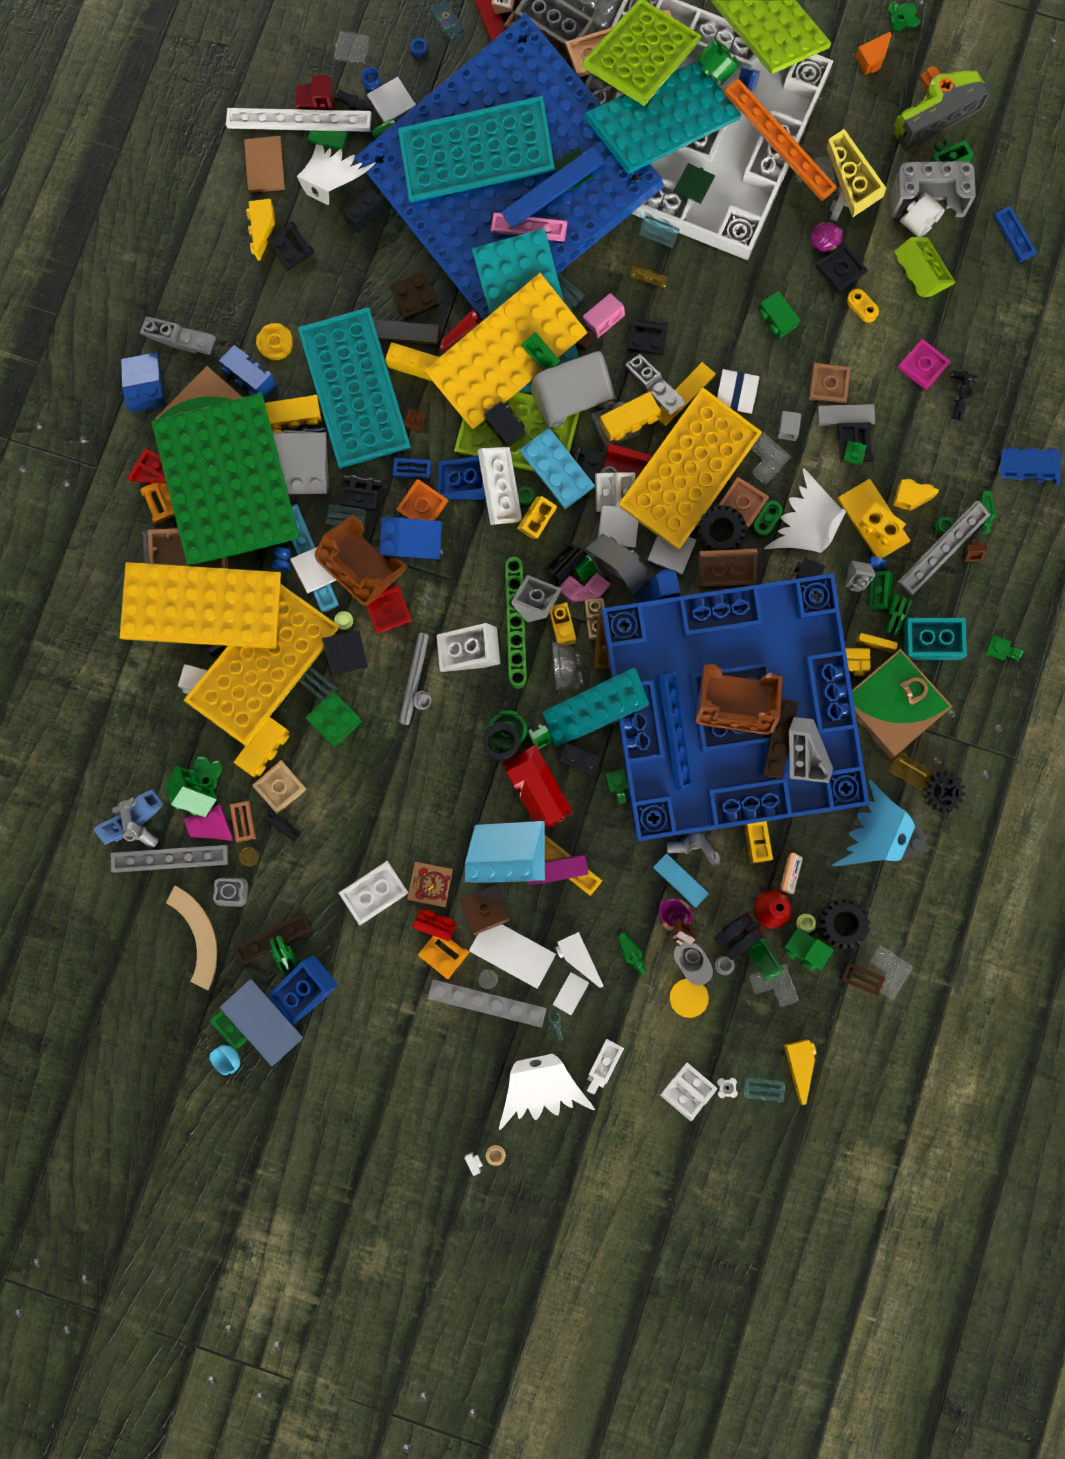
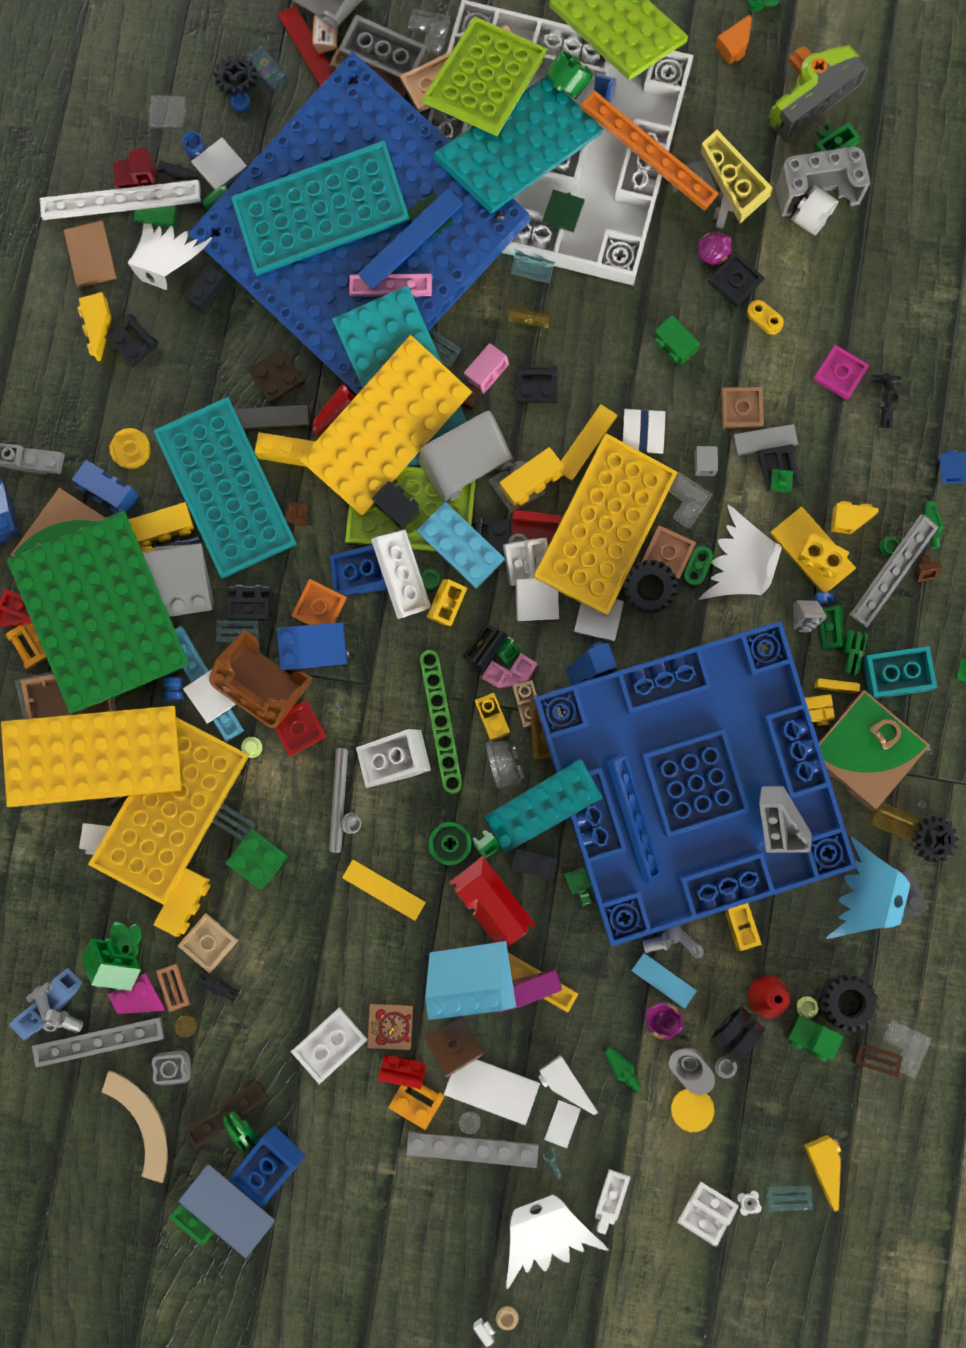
camera: 10 degrees left, 0 degrees up
(225, 1059) = (193, 1258): medium azure hair -> none
(344, 653) = (258, 783): black tile -> none
(413, 469) = (319, 566): blue tile -> none
(418, 23) = (235, 75): none -> black gear
(442, 763) = (384, 890): none -> yellow tile
(496, 727) = (429, 858): black tyre -> none
(535, 598) = (459, 693): light grey slope -> none
(540, 352) = (424, 422): green plate -> none
(618, 563) = (544, 641): dark grey brick -> none
(652, 382) = (552, 436): light grey slope -> none
(682, 933) = (676, 1041): reddish brown tile -> none
(727, 567) = (663, 627): medium nougat tile -> none
(739, 702) = (699, 777): dark orange windscreen -> none
(765, 959) = (770, 1056): green tile -> none
(779, 740) = (749, 810): dark brown plate -> none
(781, 984) = (785, 1074): clear plate -> none
(791, 873) = (782, 954): slope -> none
(808, 568) = (751, 617): black brick -> none
(924, 266) = (824, 265): lime slope -> none
(1014, 234) = (916, 216): blue tile -> none

